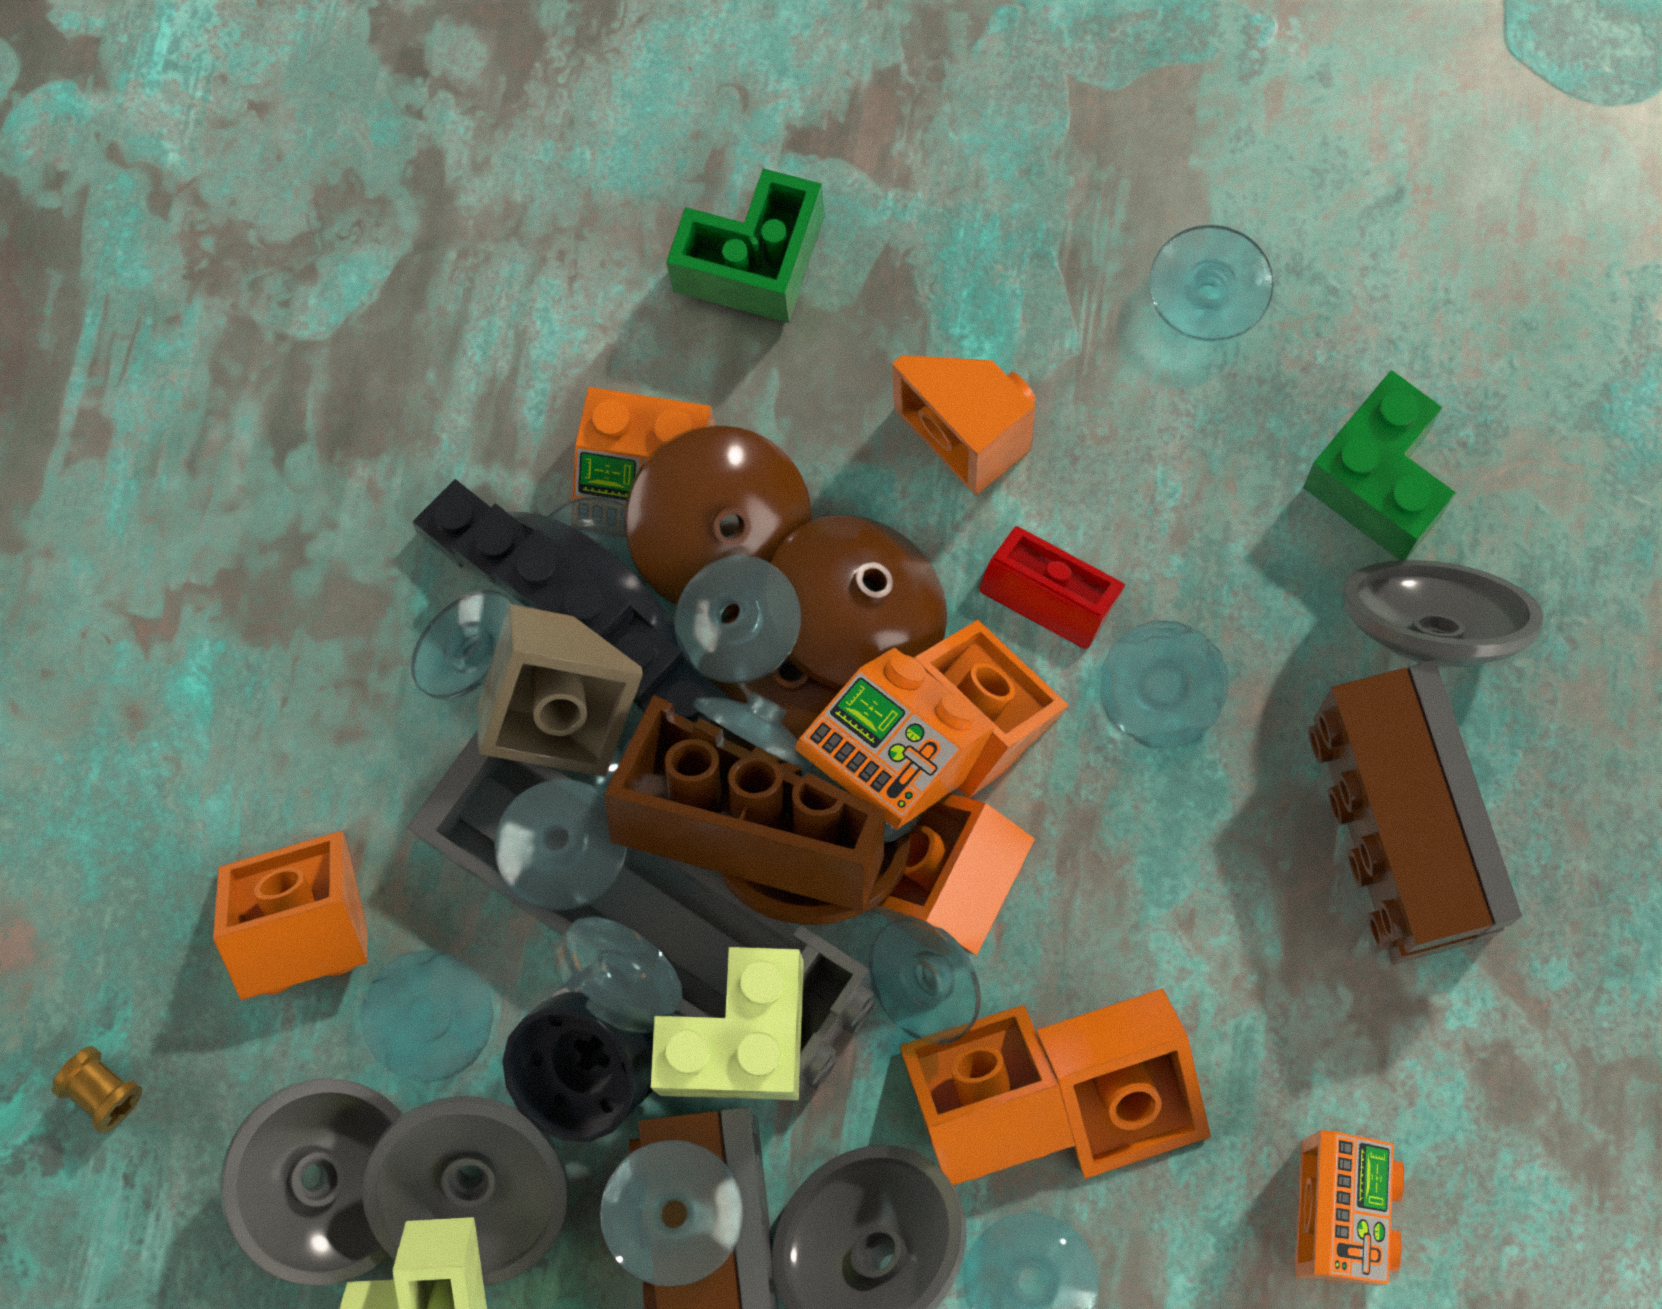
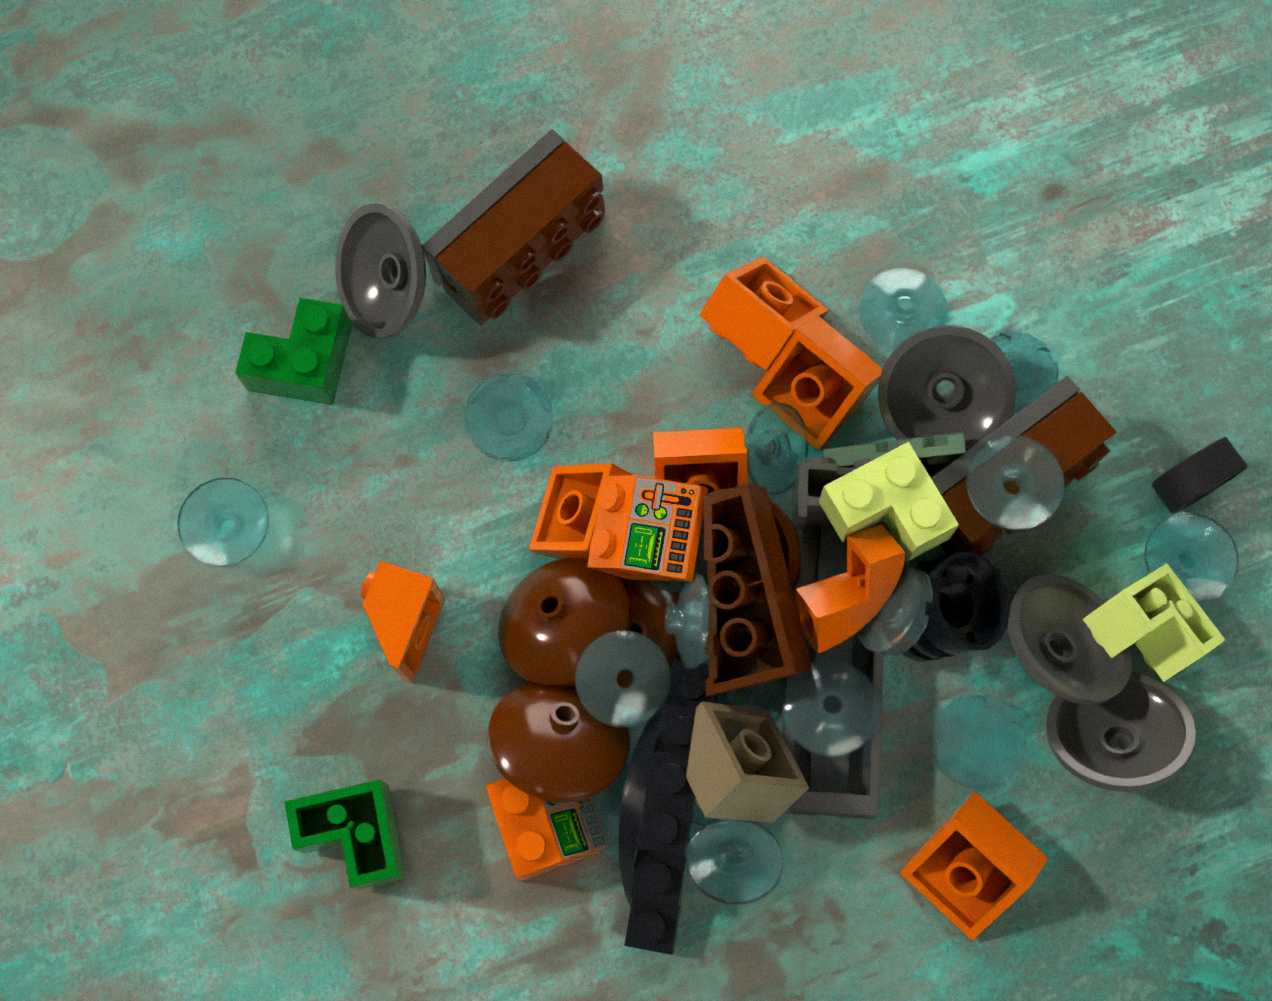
camera: 125 degrees left, 0 degrees up
(96, 1089) = (1158, 920): pearl gold bush -> none
(664, 932) = (847, 602): none -> orange brick
(823, 1132) = (936, 449): none -> sand green wing
(1050, 587) = (482, 516): red slope -> none
(1347, 1209) = (765, 161): slope -> none

